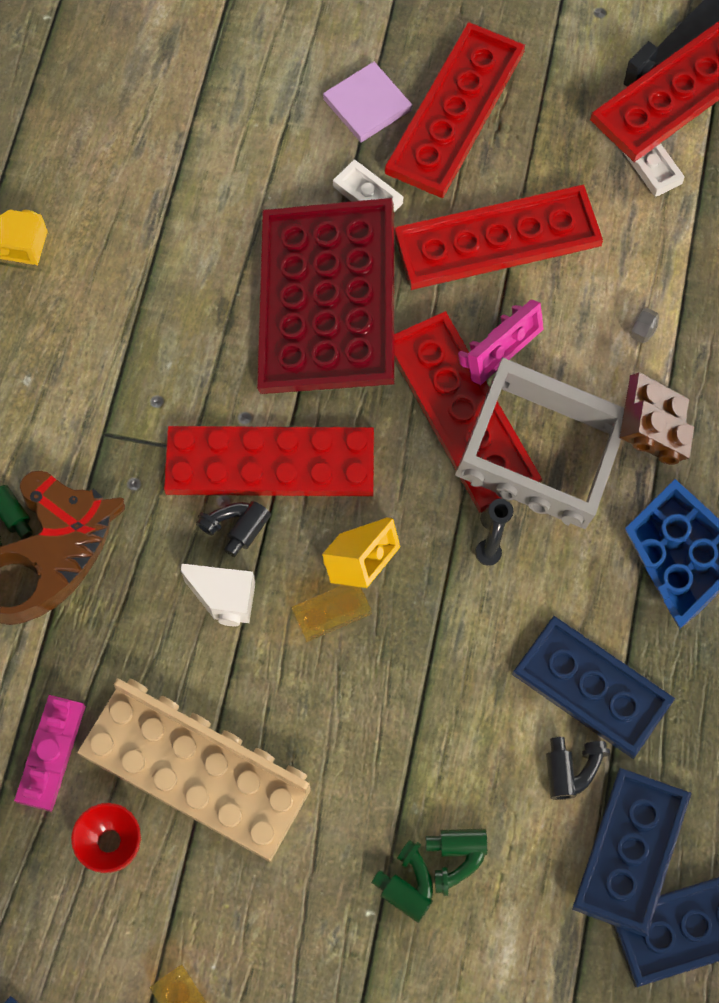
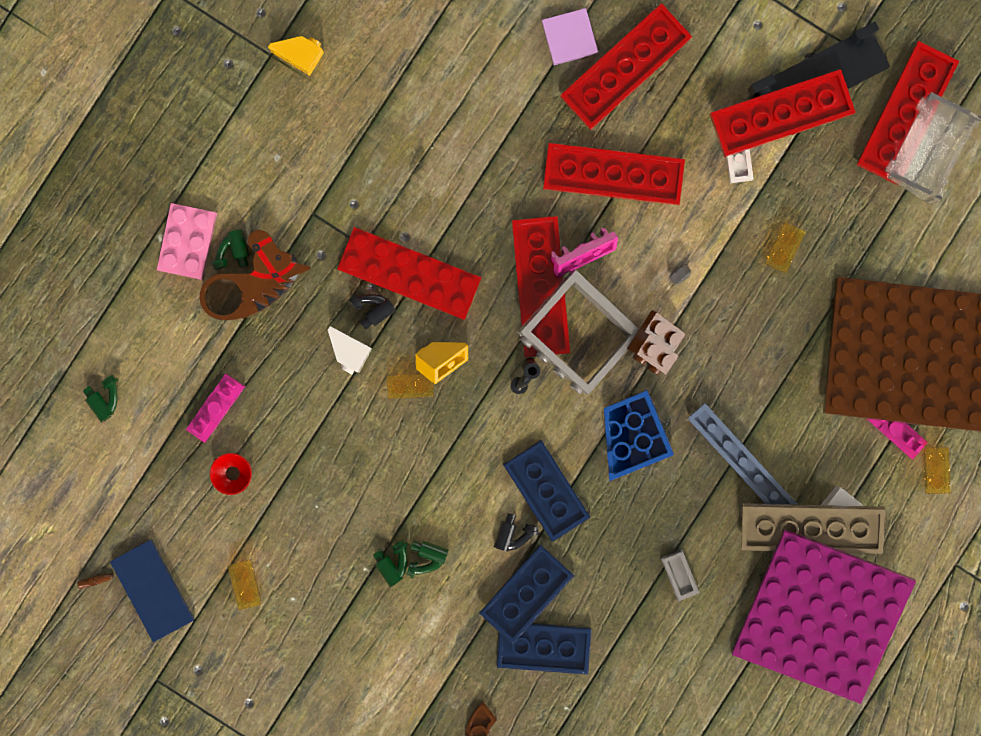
camera: 20 degrees right, 20 degrees up
(196, 768) = (295, 450): tan bracket -> none
(327, 297) = (486, 176): dark red plate -> none
(361, 184) = (542, 107): white plate -> none

